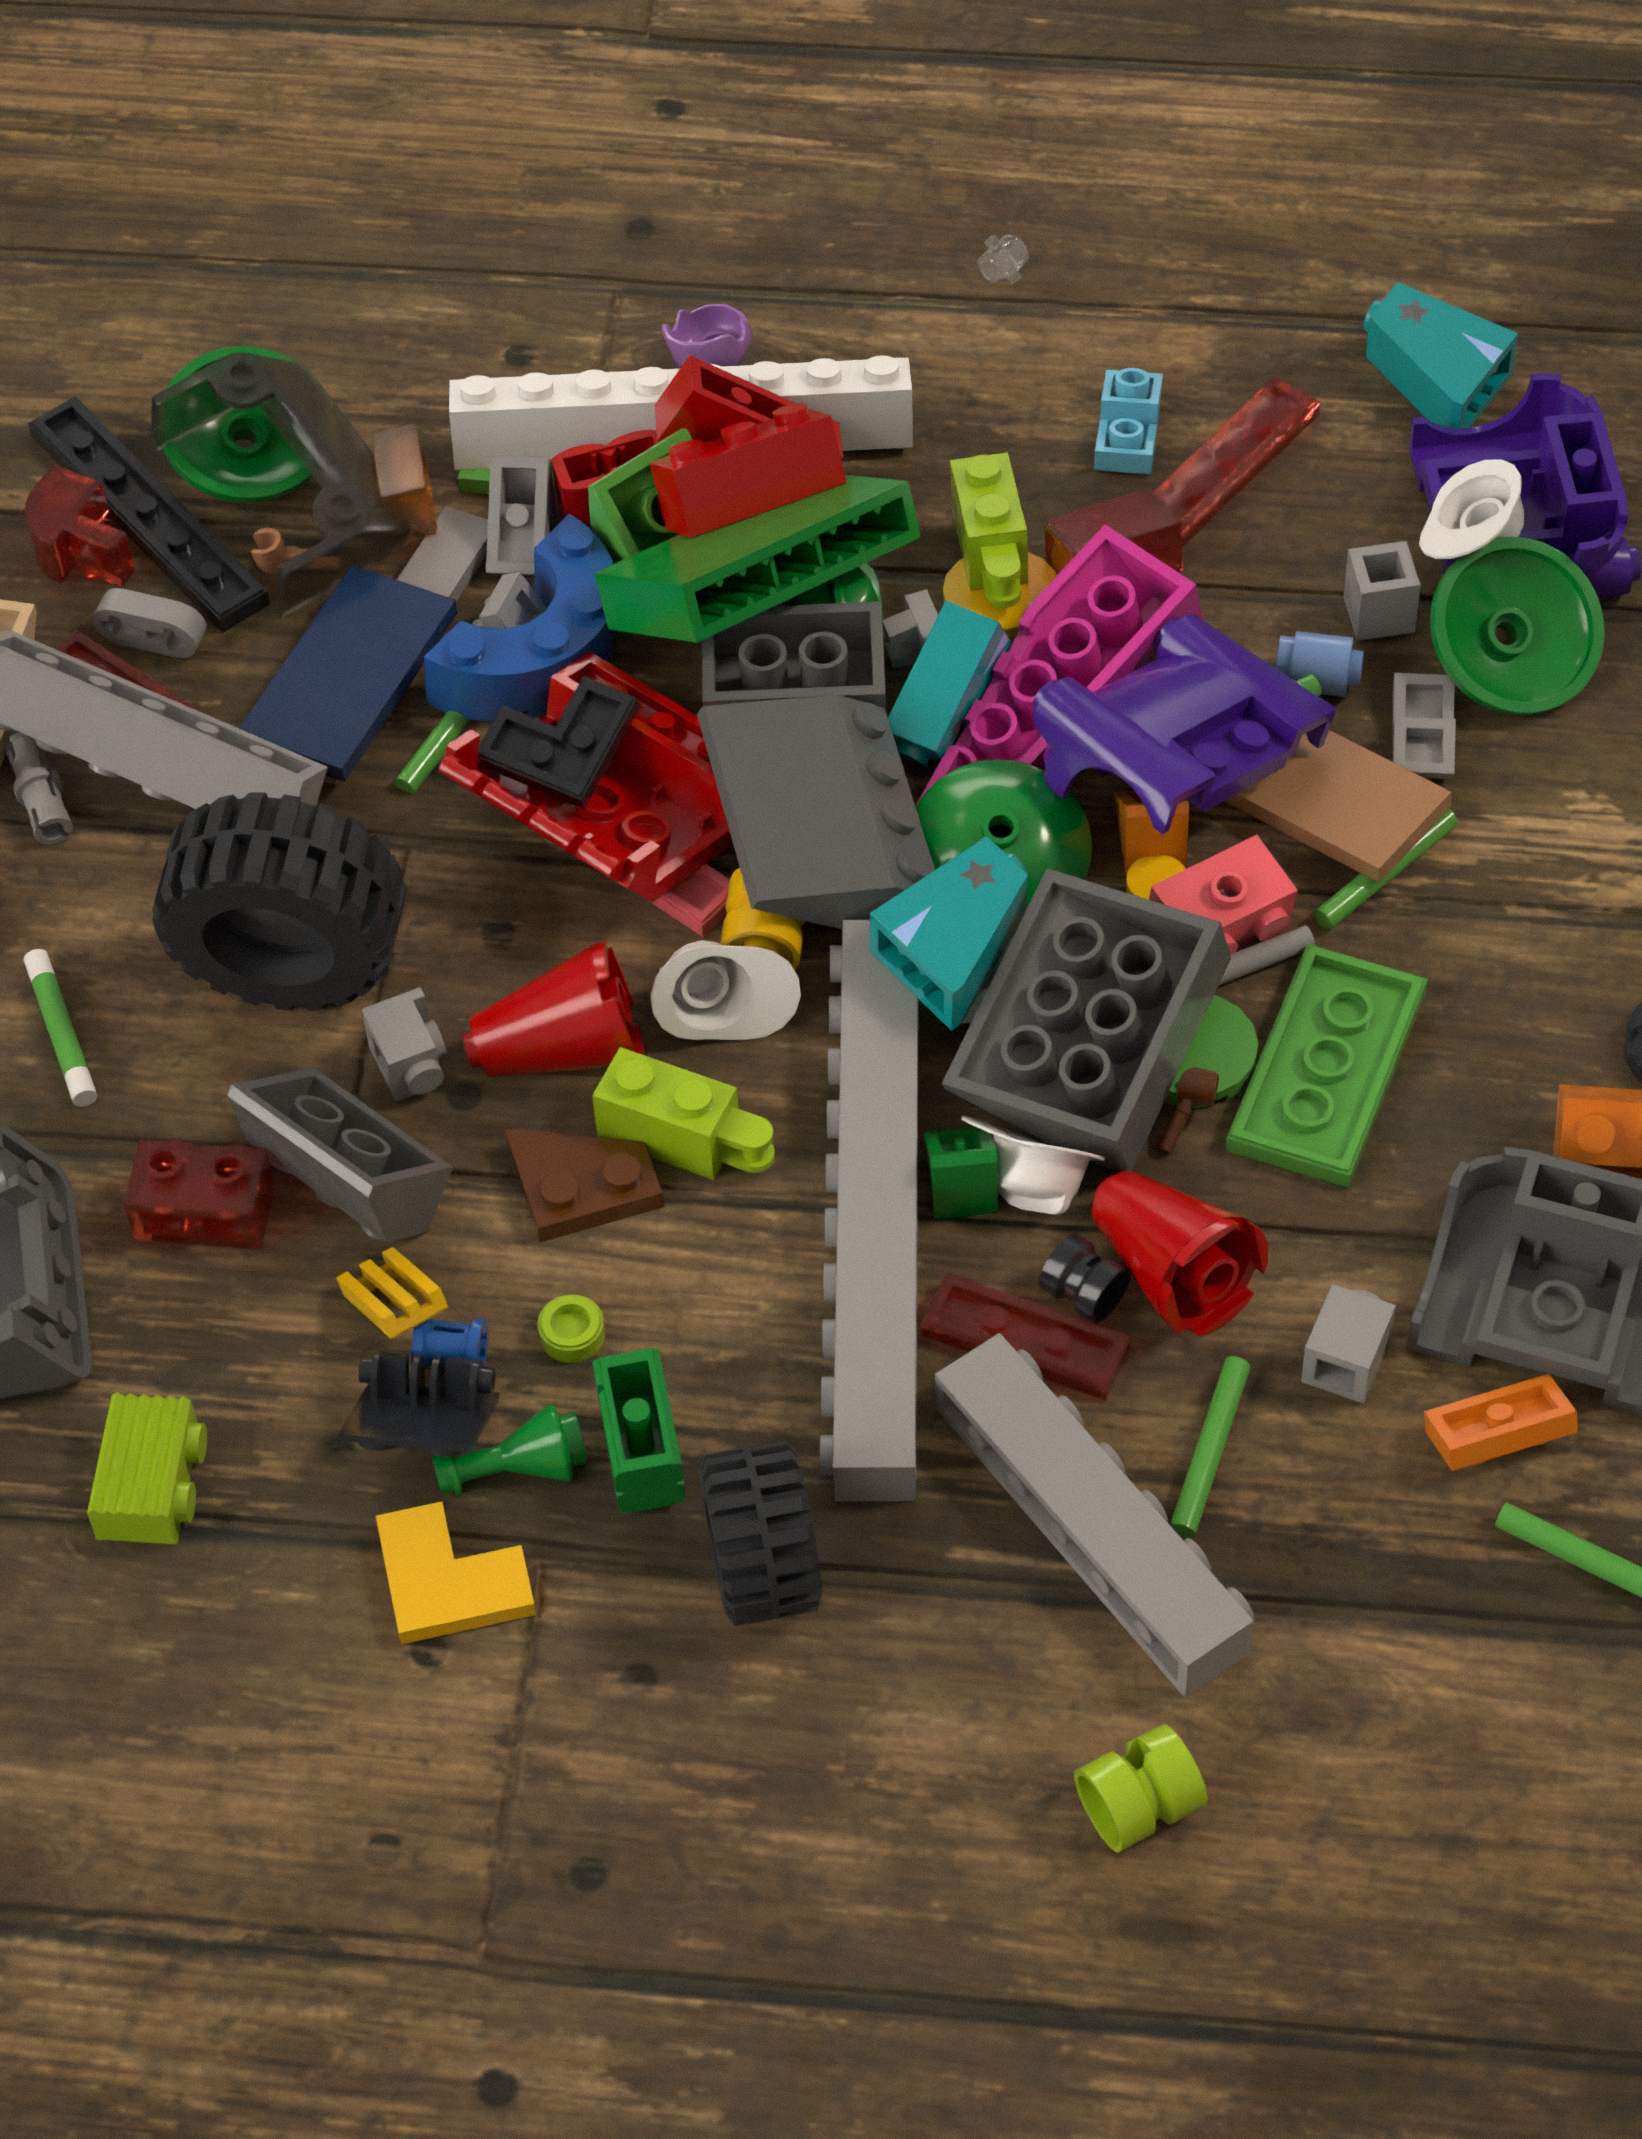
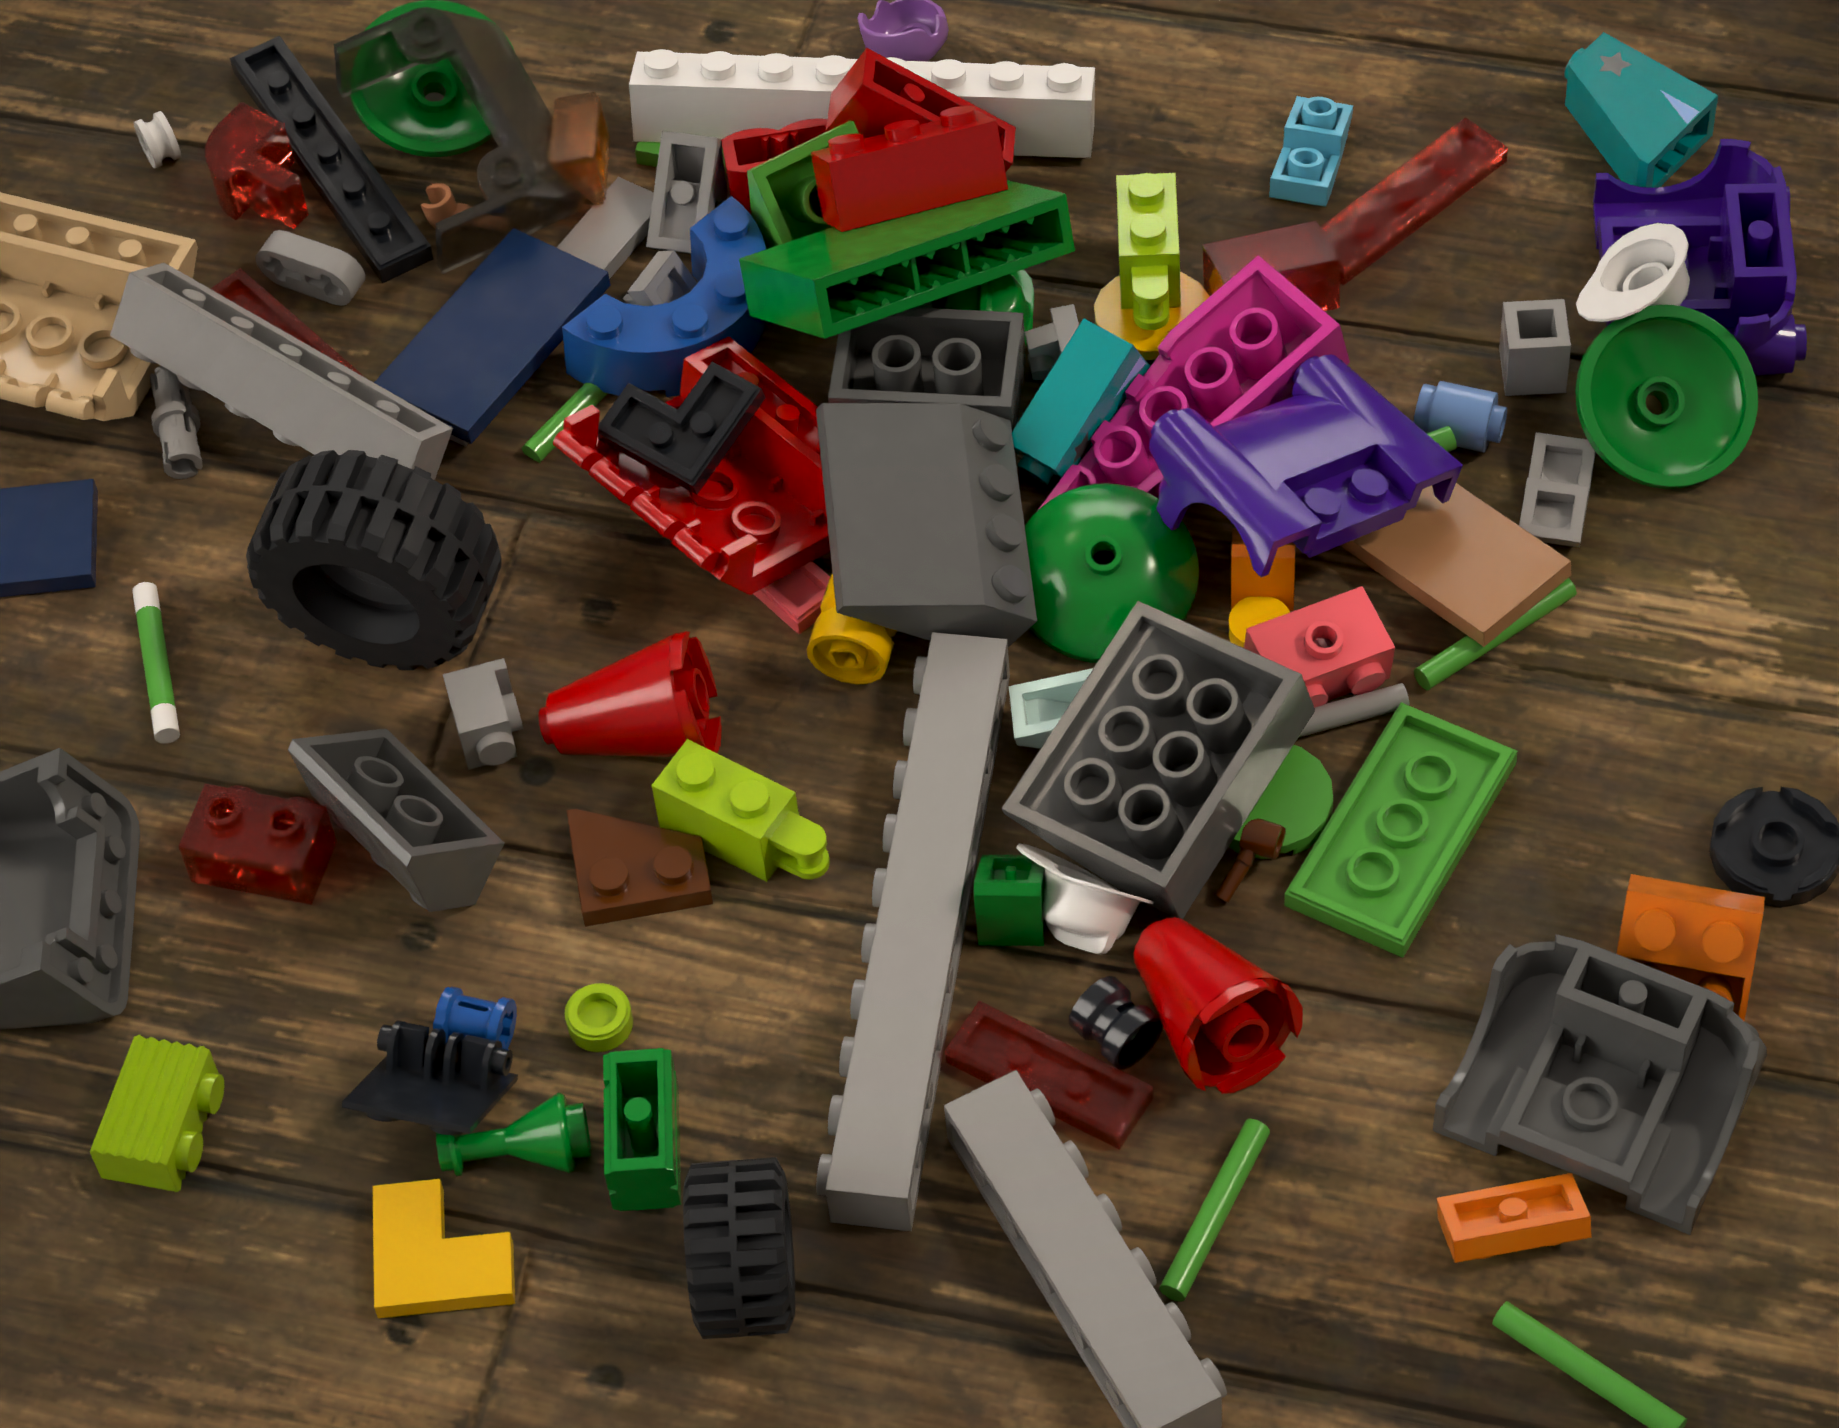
camera: 10 degrees right, 0 degrees up
(400, 1268) = (418, 947): yellow tile -> none
(724, 992) = (803, 693): white piece -> none
(952, 928) = (1036, 651): teal slope -> none
(1348, 1343) = (1371, 1118): light grey brick -> none

